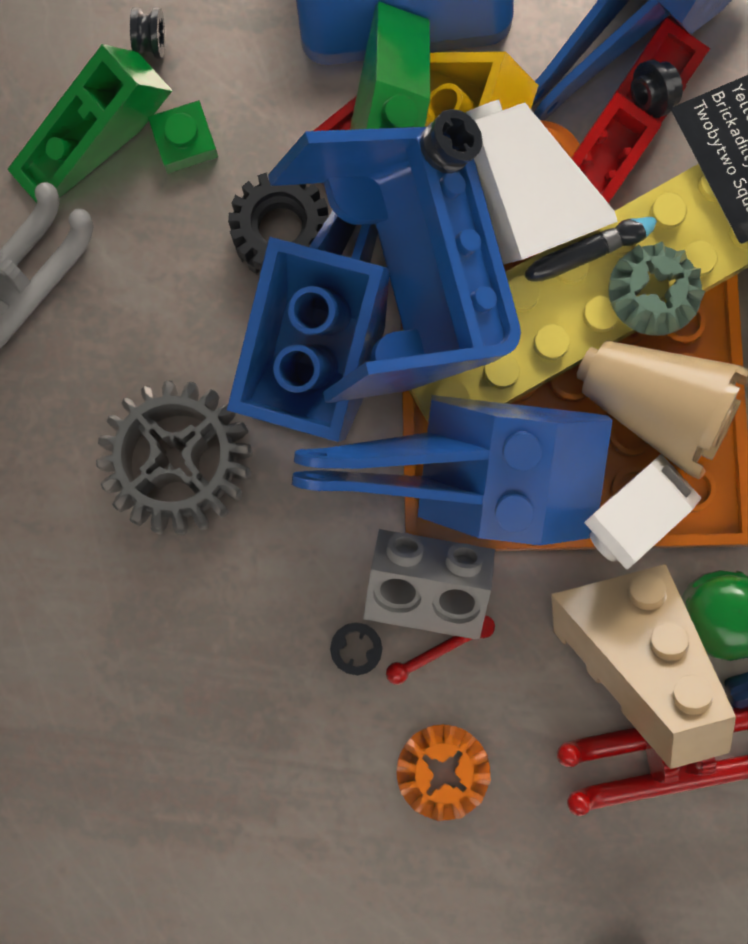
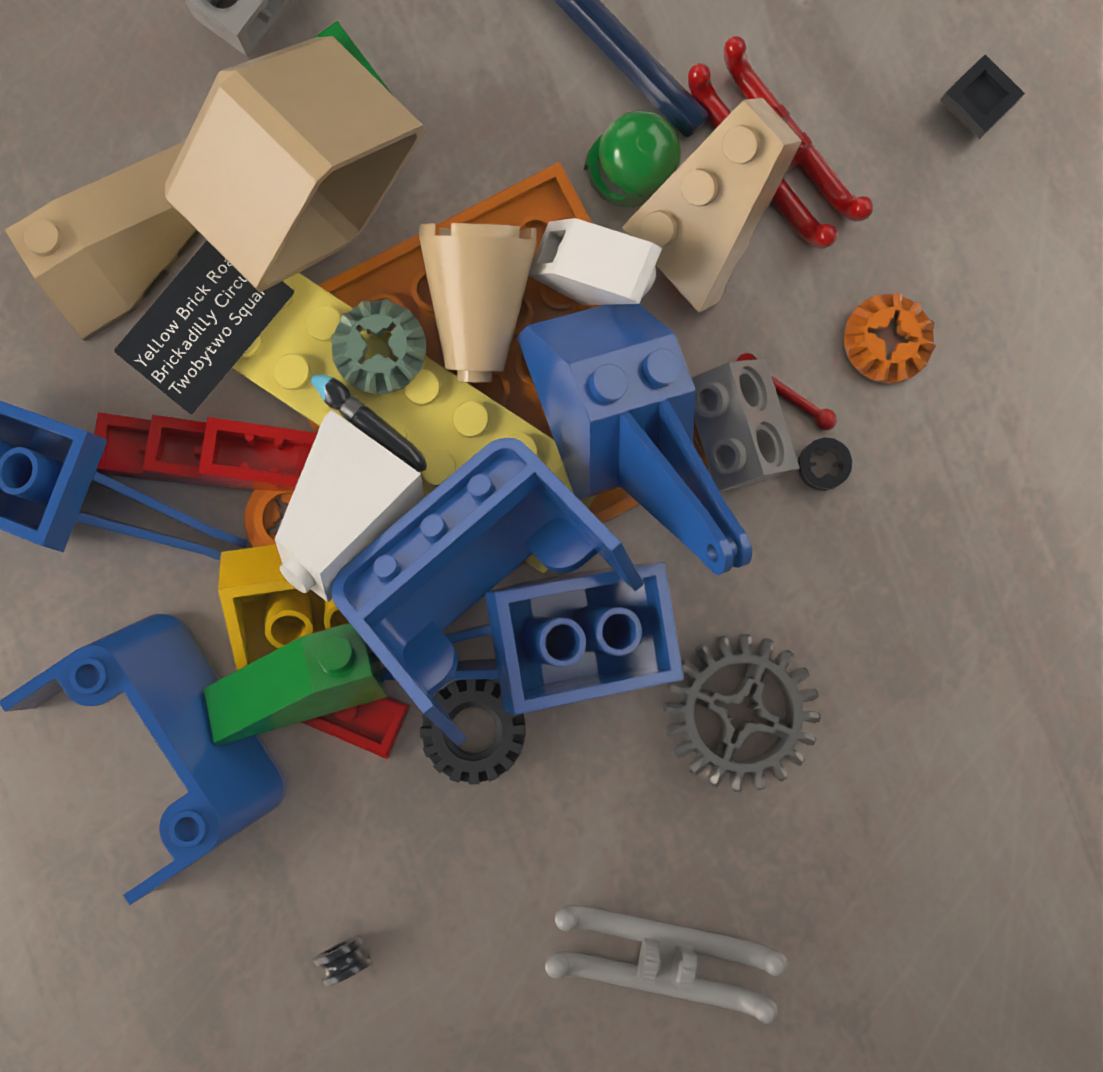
camera: 120 degrees left, 5 degrees up
(91, 120) = (462, 966): green slope -> none
(183, 136) = (427, 872): green plate -> none
(463, 134) = (334, 582): black bush -> none
(656, 87) = (176, 437): black plate -> none

